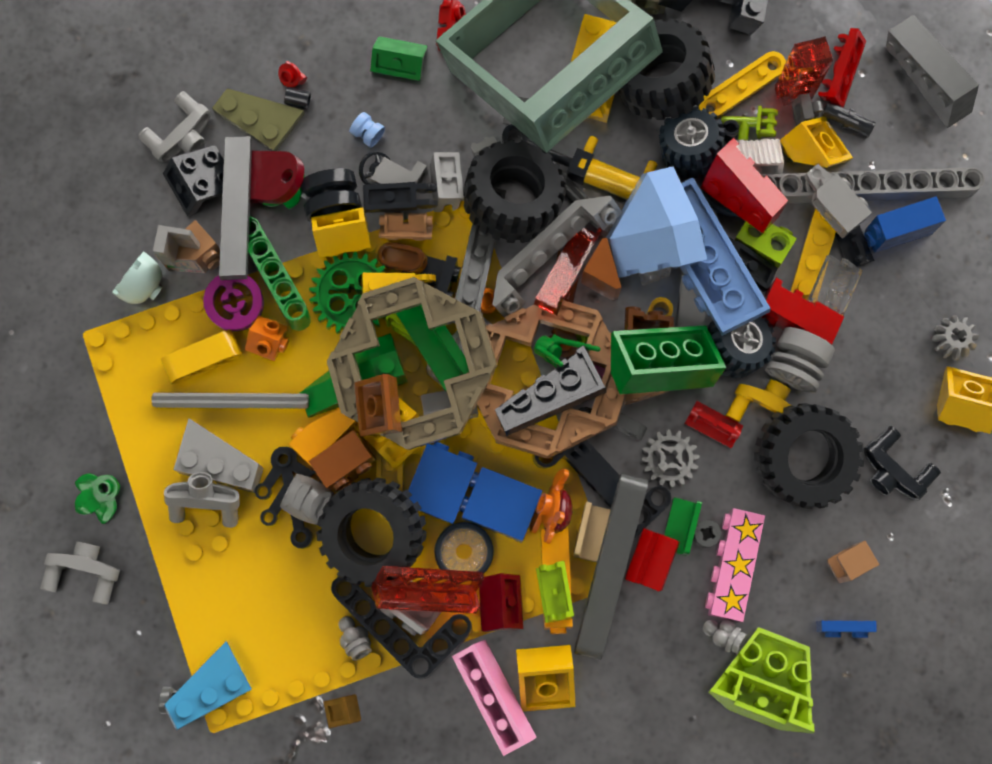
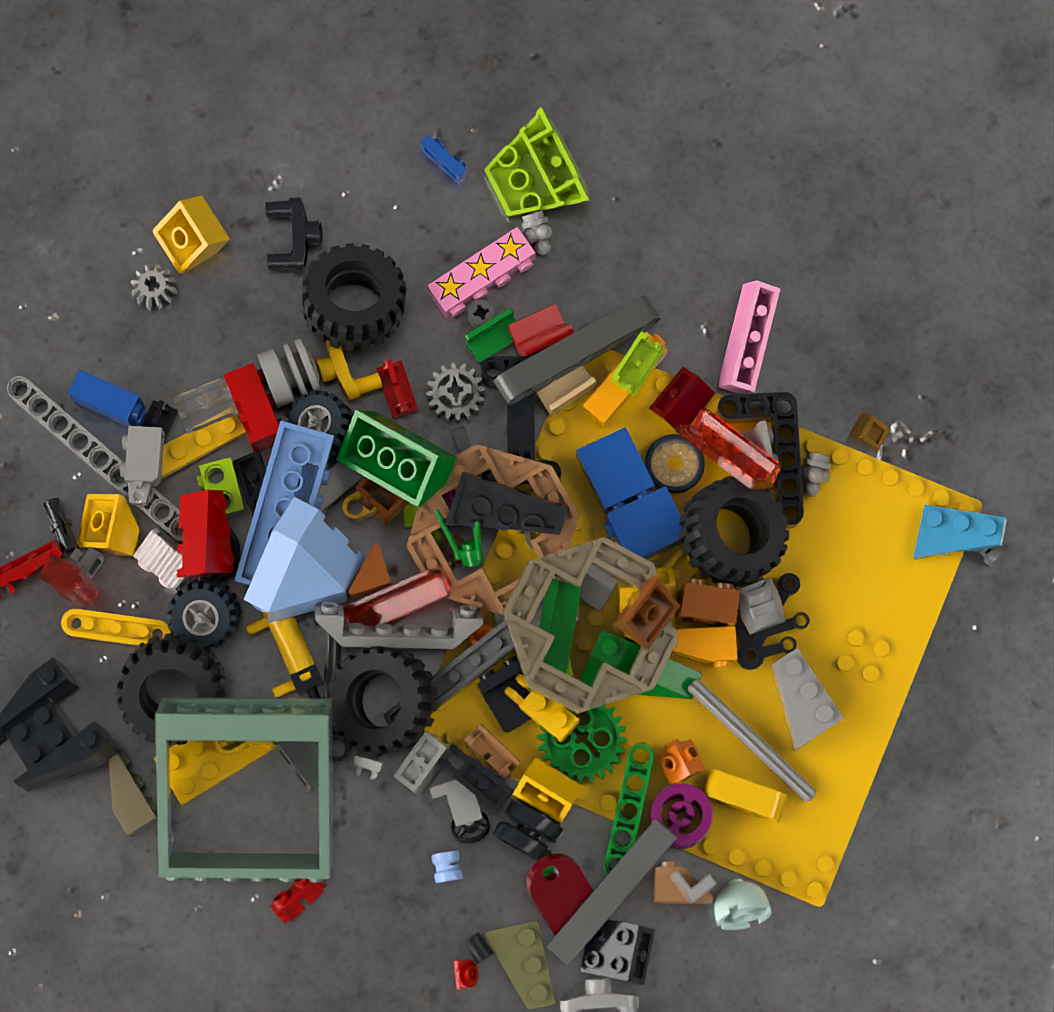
camera: 140 degrees left, 0 degrees up
(83, 559) = (972, 718): light grey connector -> none
(94, 498) = (923, 761): green plate -> none
(202, 494) = (829, 666): light grey connector -> none
(398, 58) = (364, 907): green panel -> none
(402, 258) = (516, 731): reddish brown tile -> none
(546, 678) = (697, 319): yellow slope -> none
(553, 508) = (580, 427): orange animal -> none
(731, 130) = (160, 595): black pin -> none
(747, 122) = (141, 595): lime arm -> none
(852, 562) = (396, 196): medium nougat panel -> none

